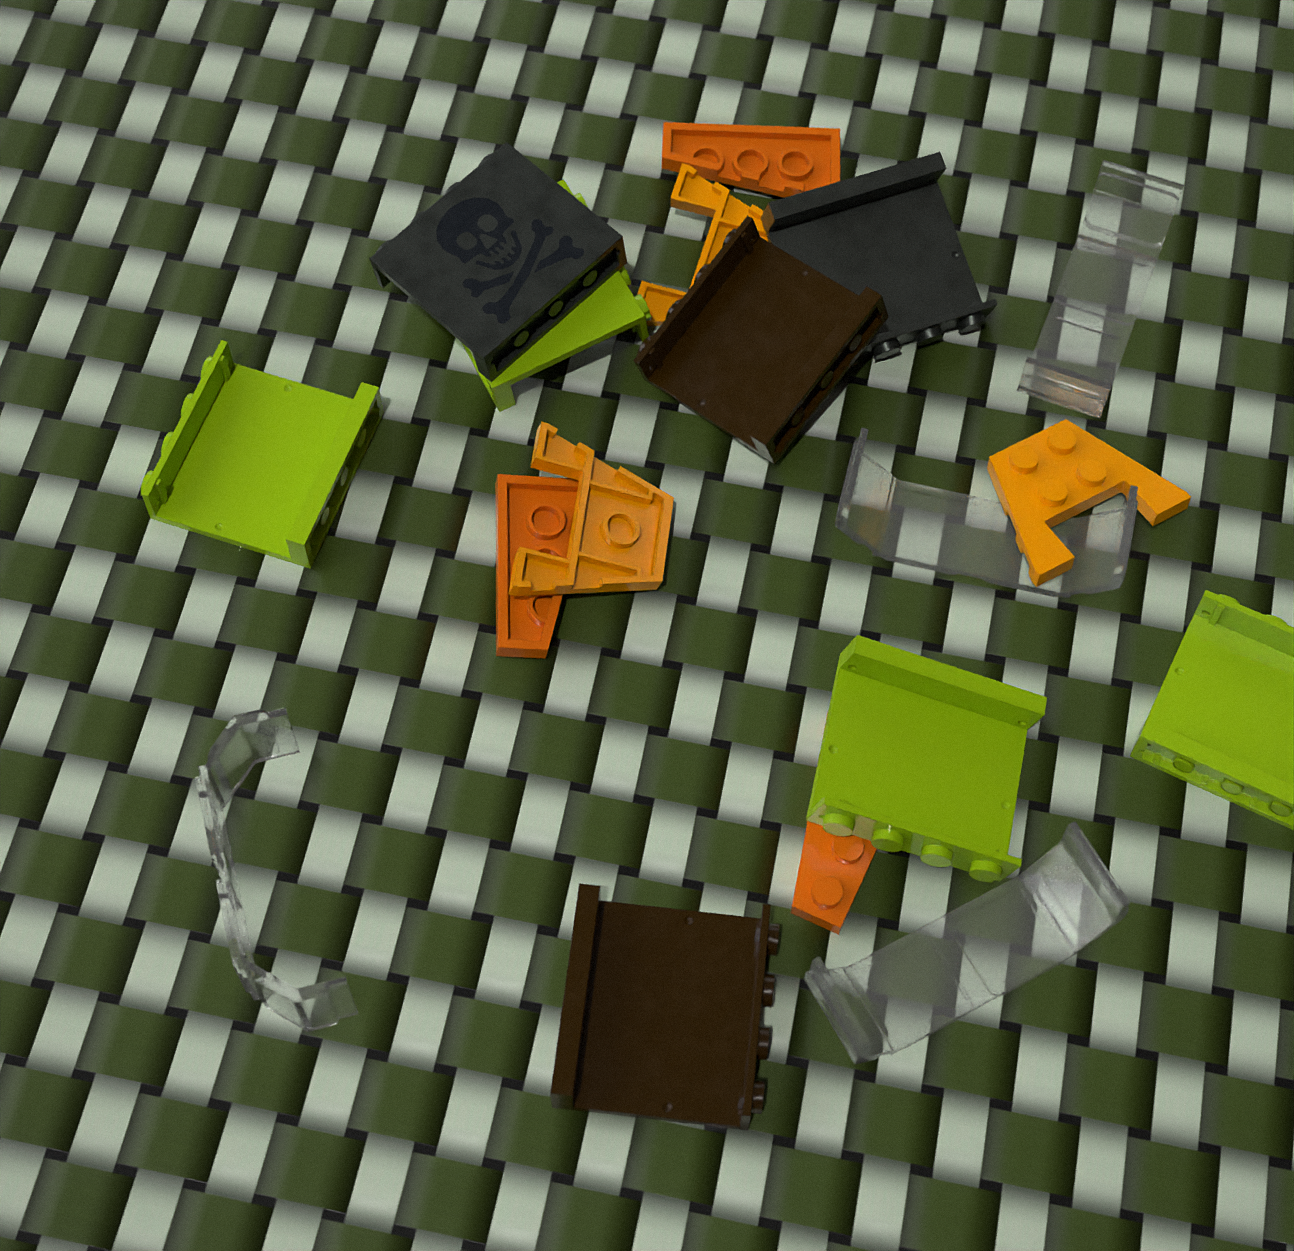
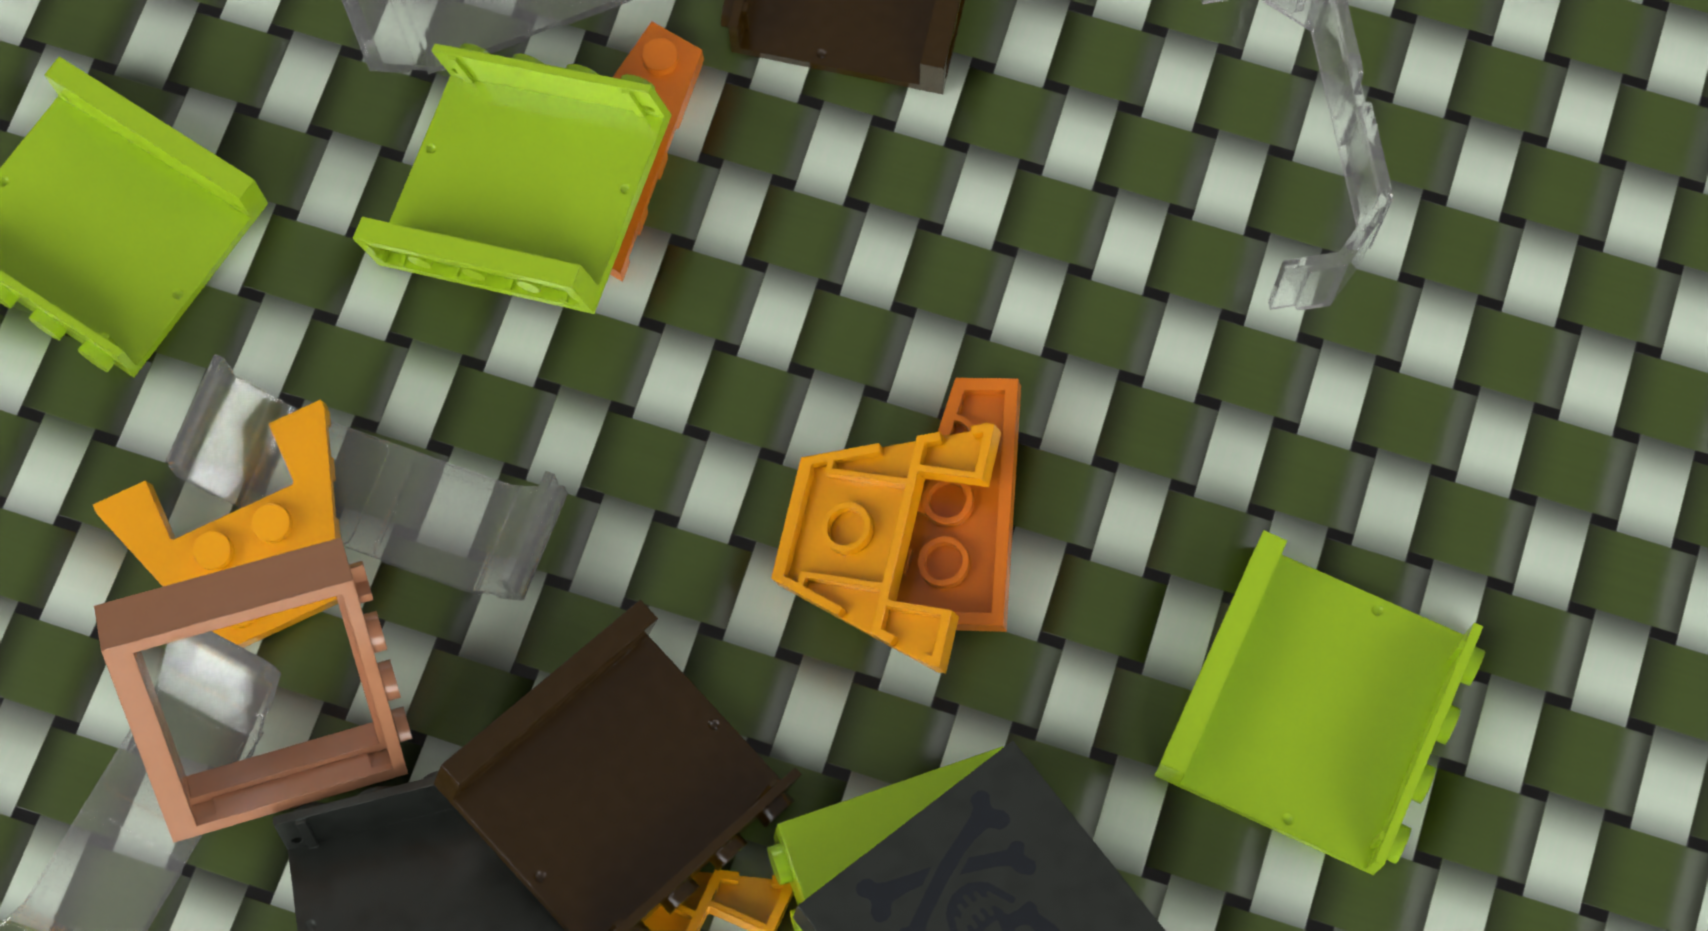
camera: 170 degrees left, 10 degrees up
(1028, 336) = (280, 777): none -> nougat window

